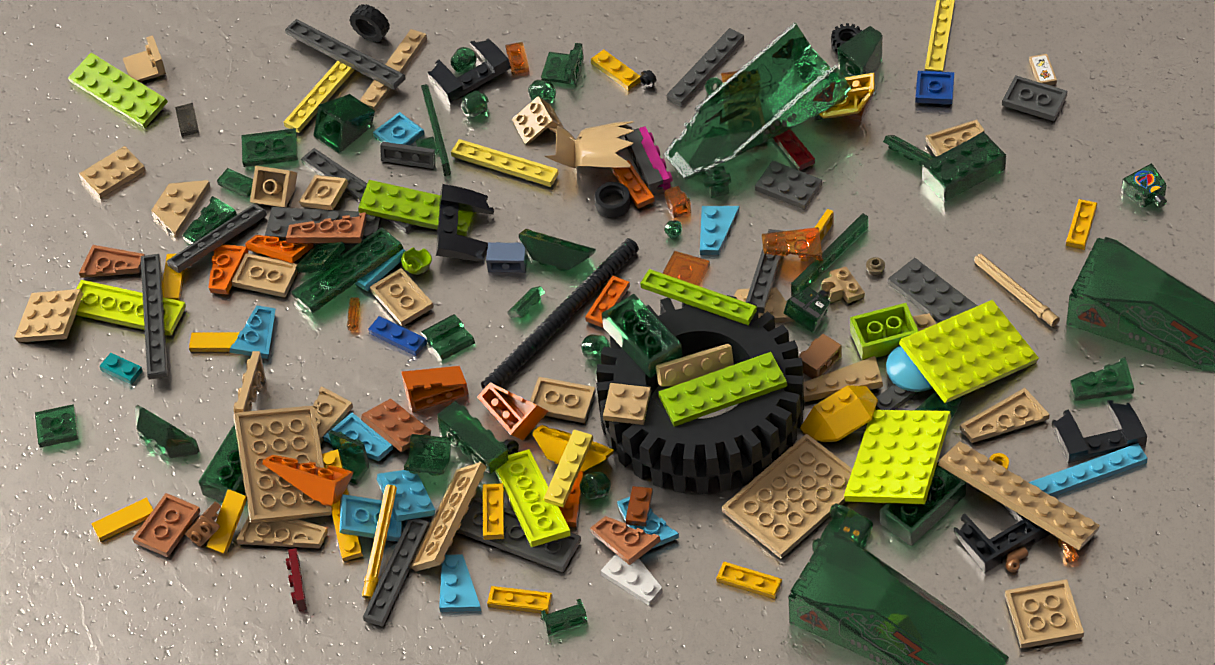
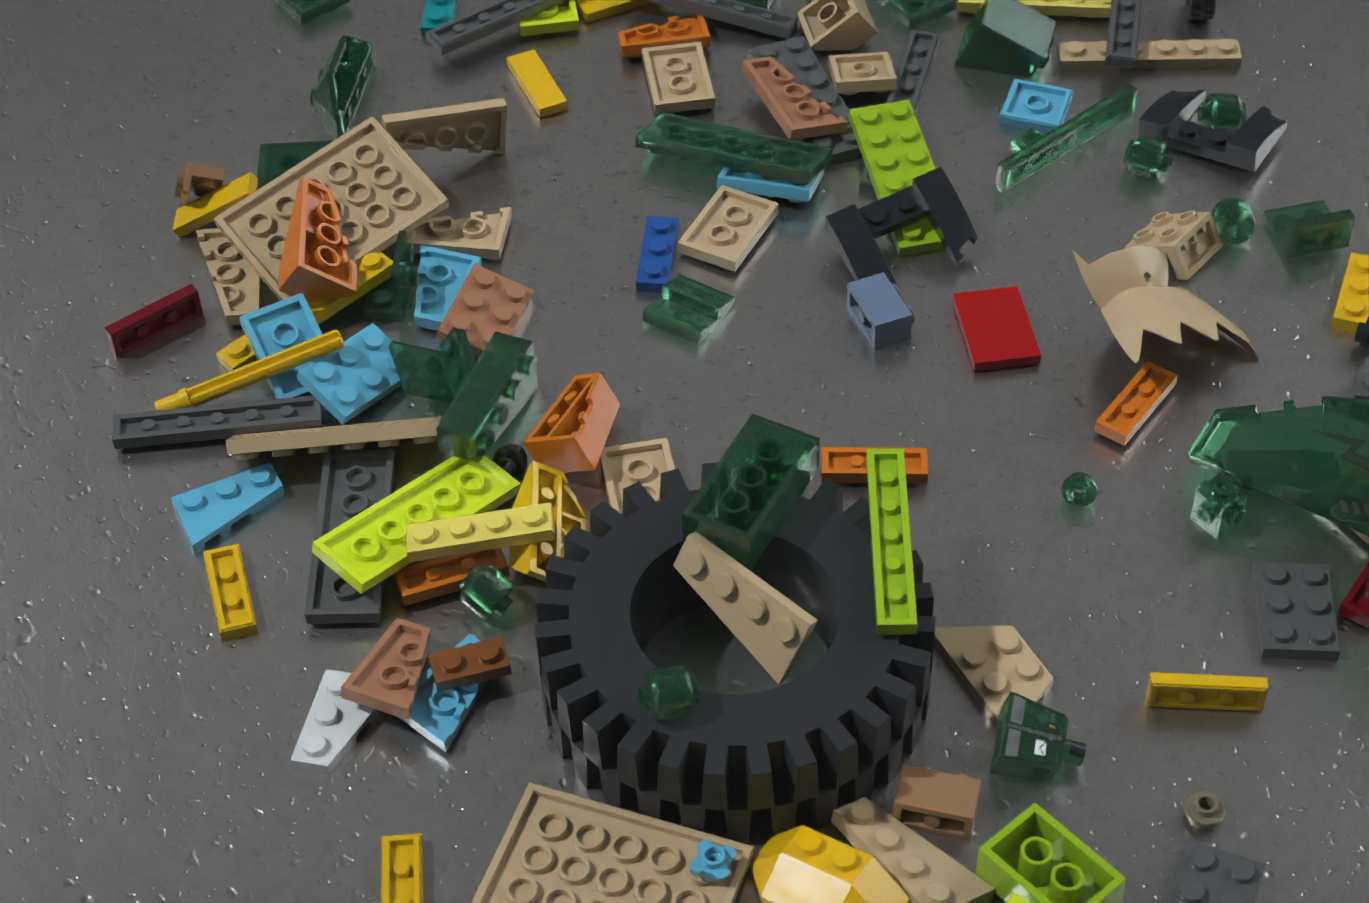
camera: 60 degrees right, 5 degrees down
(122, 519) = (189, 115): yellow tile -> none
(166, 525) = (172, 150): nougat plate -> none
(256, 333) = (563, 111): medium azure wing -> none
(278, 249) = (726, 70): orange wing -> none
(321, 257) = (728, 112): clear green plate -> none
(353, 314) = (667, 192): clear orange axle -> none
(407, 155) = (995, 125): dark grey plate -> none
(416, 261) = (800, 213): lime hair -> none
(433, 386) = (573, 321): orange wedge -> none
(493, 511) = (365, 481): yellow plate -> none
(504, 162) = (1063, 237): light yellow plate -> none
(517, 58) = (1282, 173): clear orange plate -> none
(532, 297) = (791, 367): clear green plate -> none
(546, 217) = (996, 328): none -> red tile
(554, 251) = (929, 353): clear green wedge -> none
(562, 314) = (813, 419): black piece -> none
(564, 619) = (212, 658): clear green hinge -> none
(612, 188) = (1083, 370): black tyre -> none
(626, 403) = (612, 534): tan plate -> none
(648, 160) = (1188, 404): piece -> none
(677, 202) = (1138, 470): clear orange brick -> none
(686, 268) = (1005, 542): clear orange tile -> none
(715, 226) = (1128, 543): medium azure wing -> none
(722, 389) = (723, 654): lime plate -> none
(741, 412) = (668, 692): none -> clear green head
(763, 279) = (1069, 644): dark grey plate -> none
(795, 242) = (1153, 660): clear orange wing -> none
(809, 453) = (712, 870): none -> medium azure plate
(830, 255) = (1178, 728): clear green tile -> none
(842, 284) = (1122, 777): tan plate -> none

